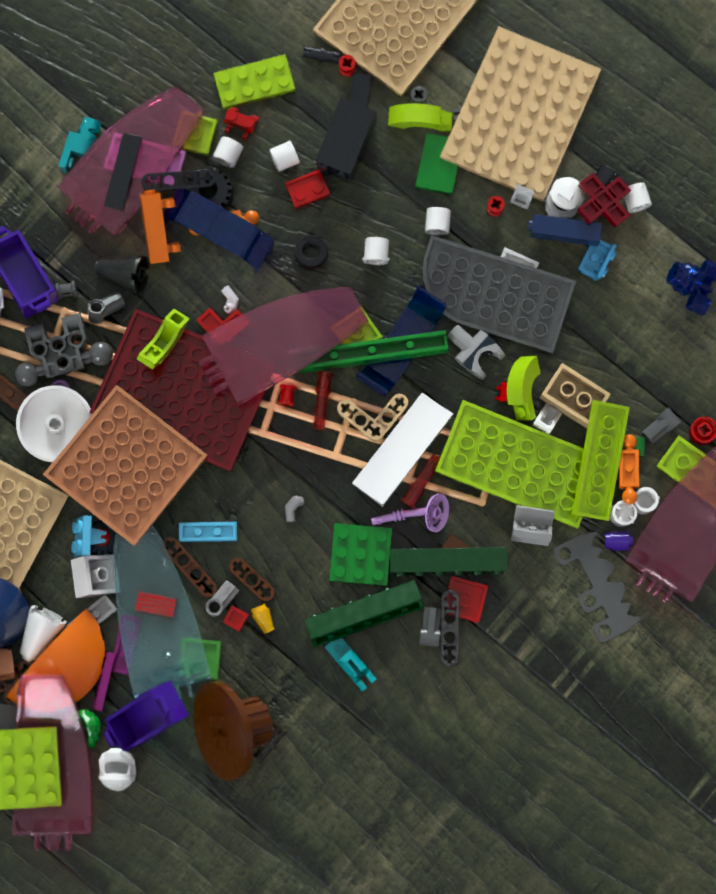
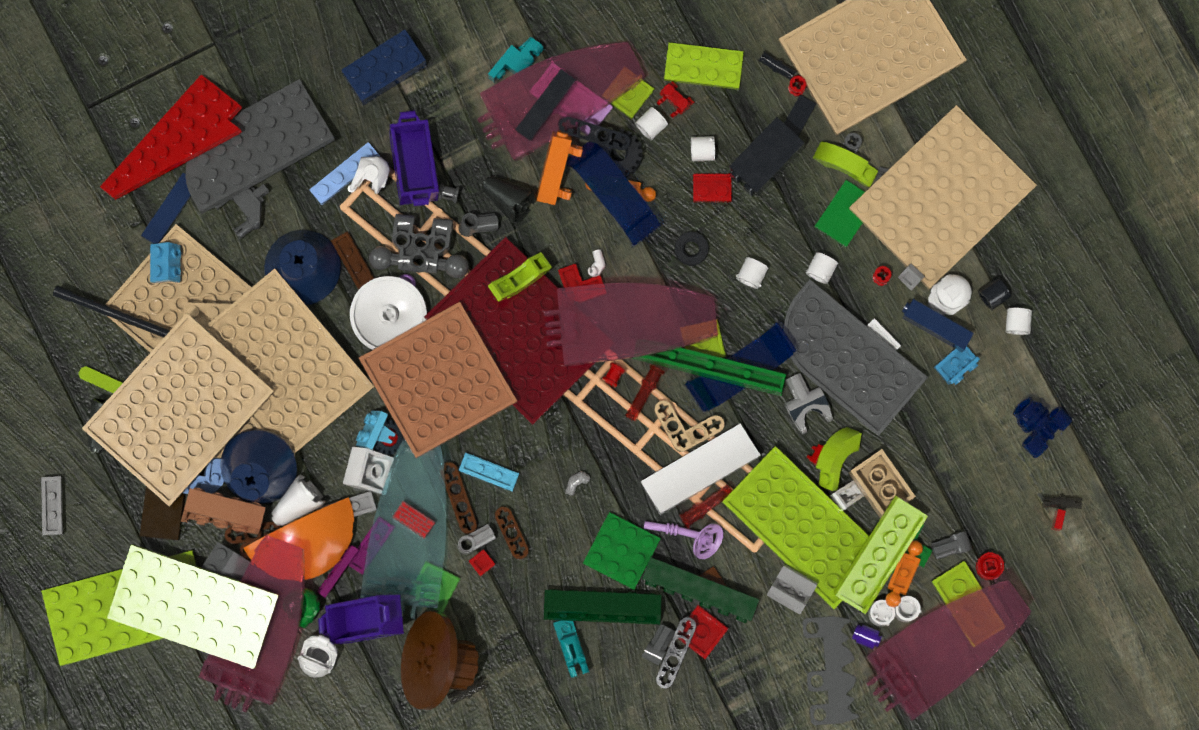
camera: 20 degrees right, 0 degrees up
(262, 617) = (507, 572): yellow cone -> none
(603, 200) = (984, 312): dark red plate -> none

